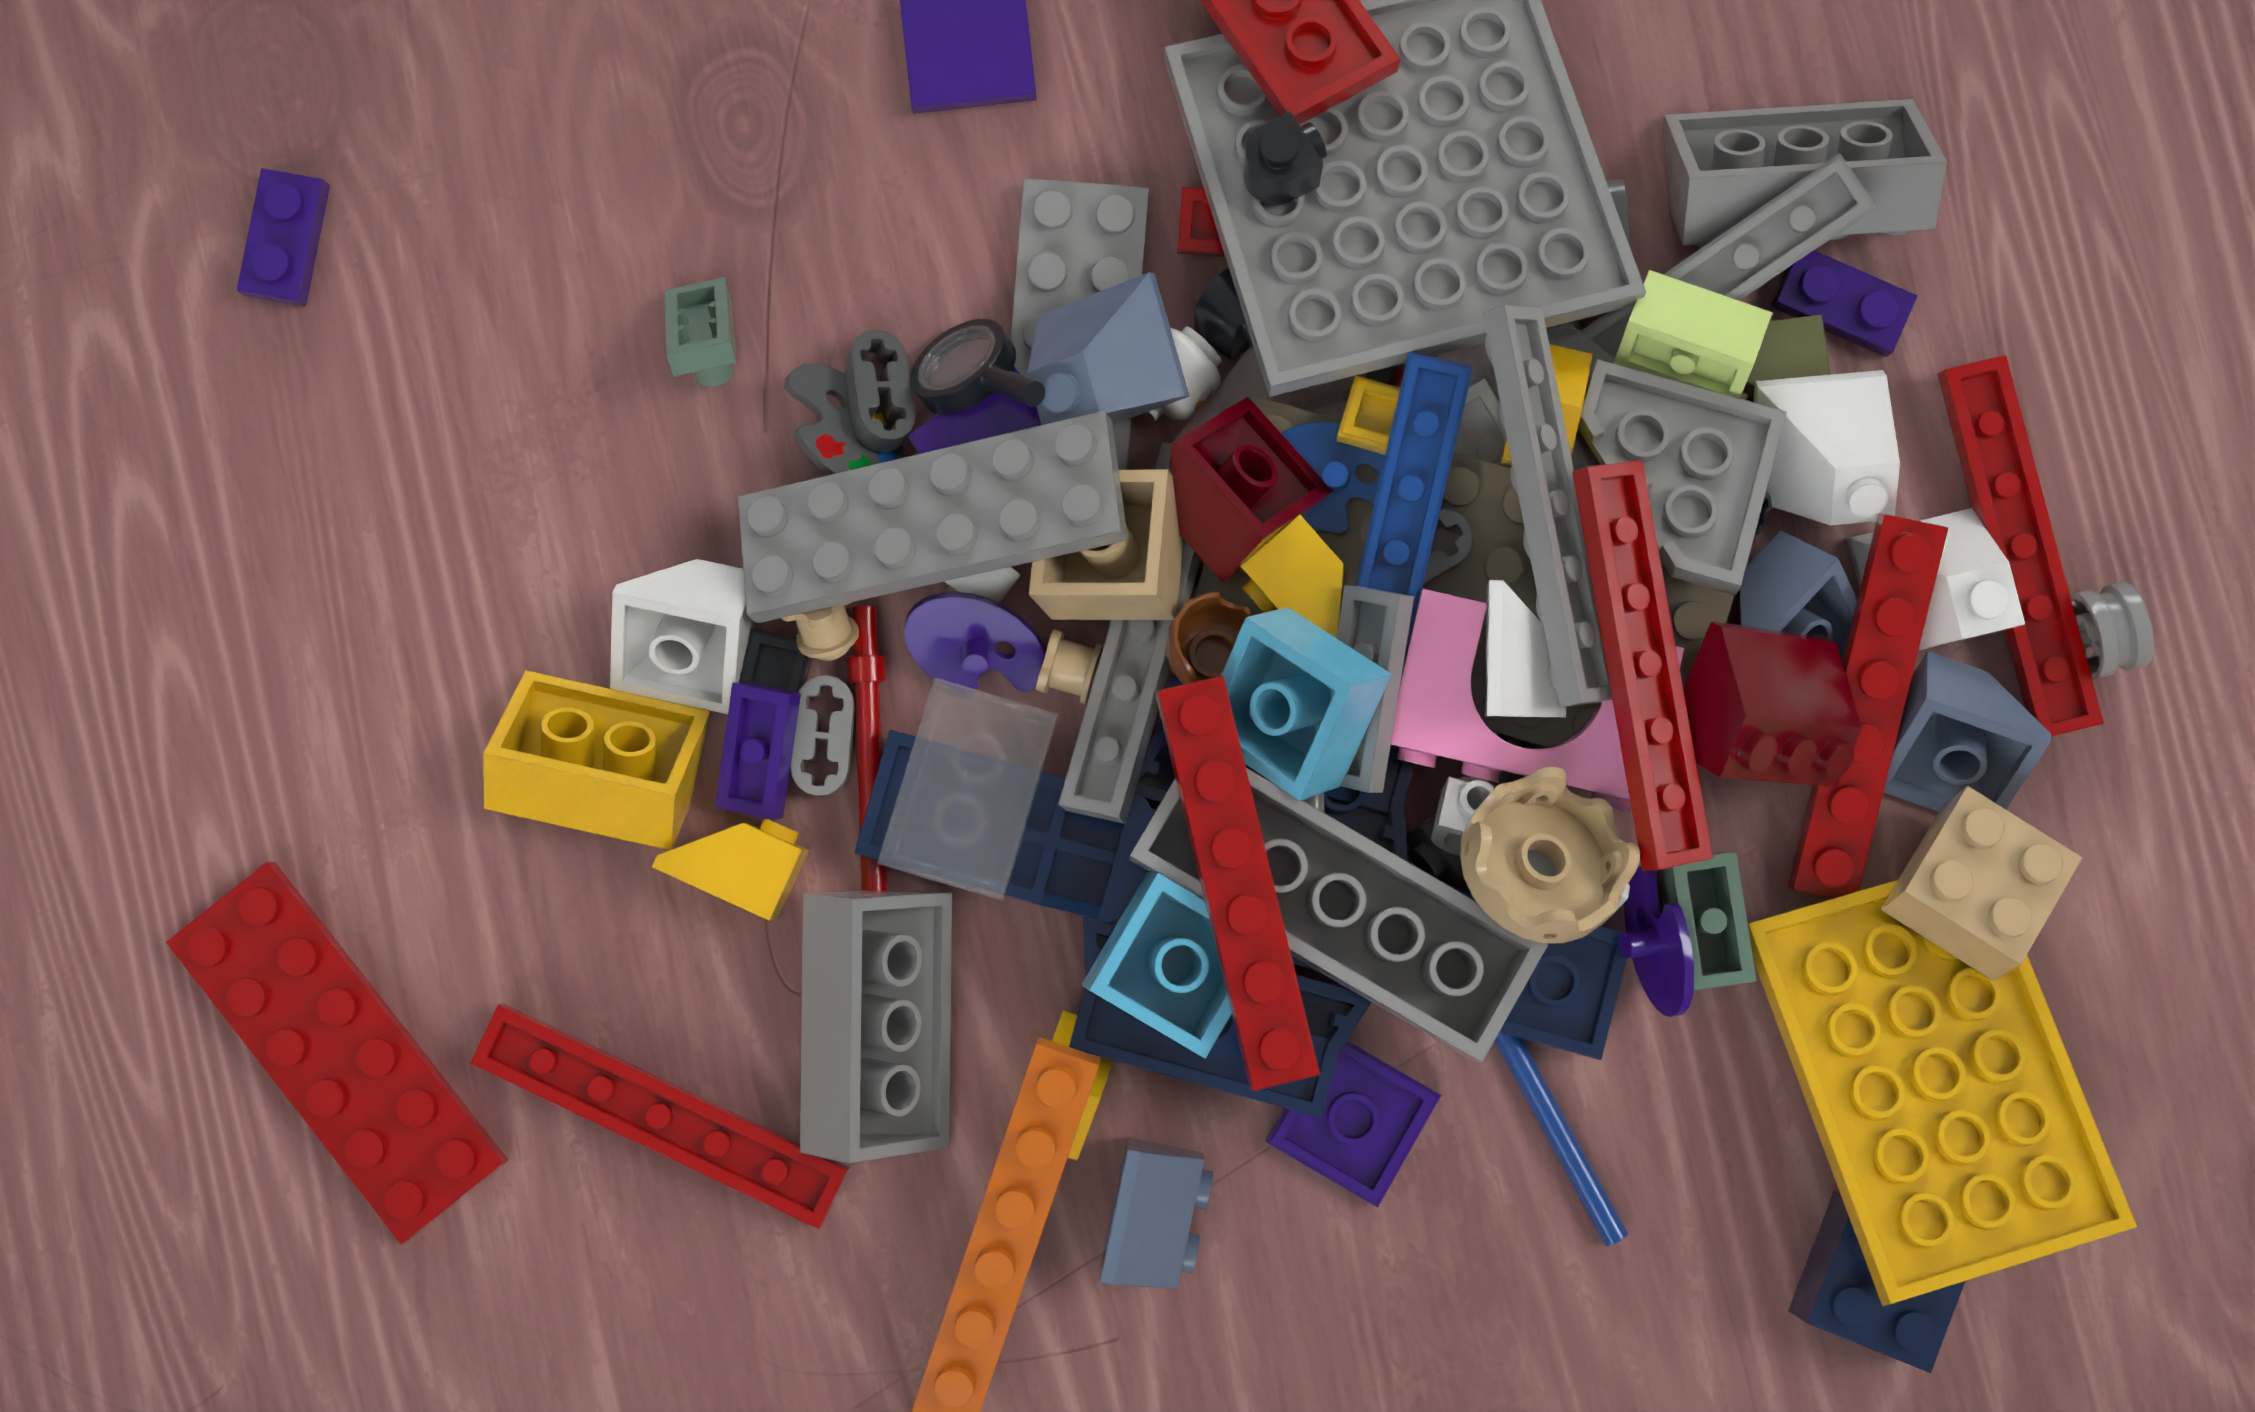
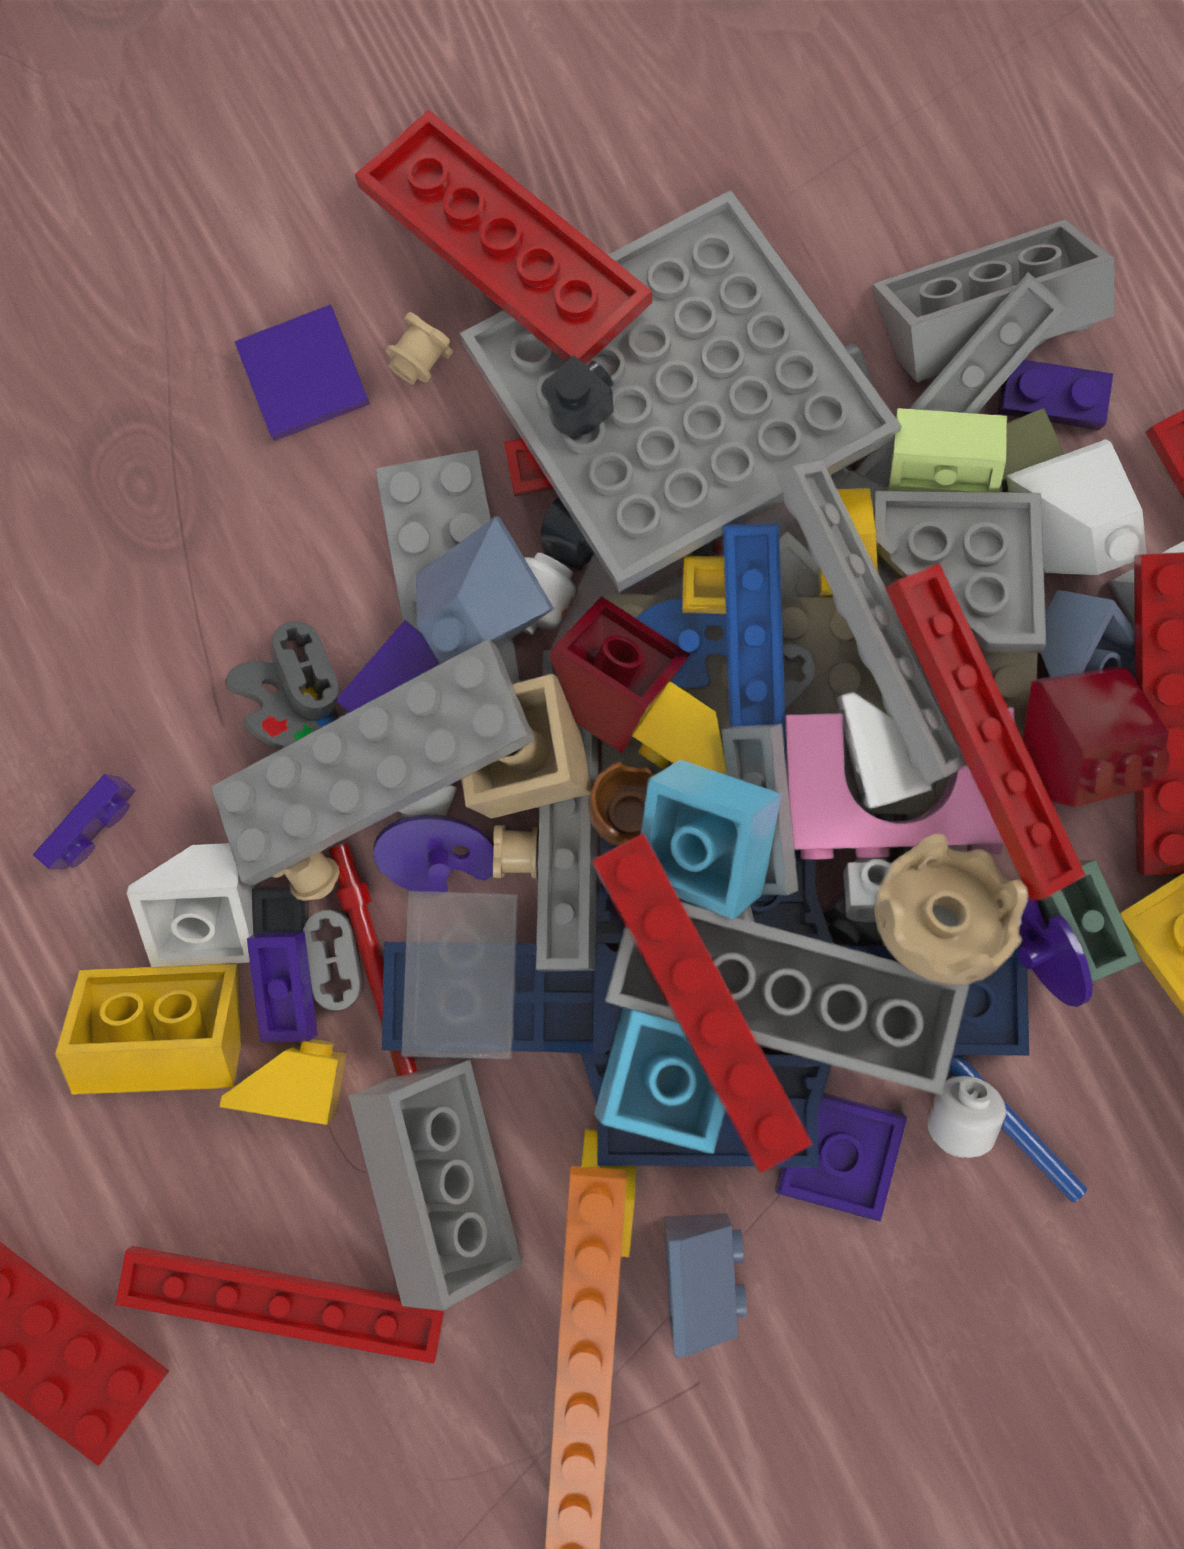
camera: 10 degrees left, 0 degrees up
(559, 515) = (72, 839): none -> dark purple plate
(701, 331) = (146, 661): sand green tile -> none
(970, 366) = (370, 632): black piece -> none
(1110, 53) = (417, 350): none -> tan brick
(1508, 1110) = (966, 1117): none -> white head

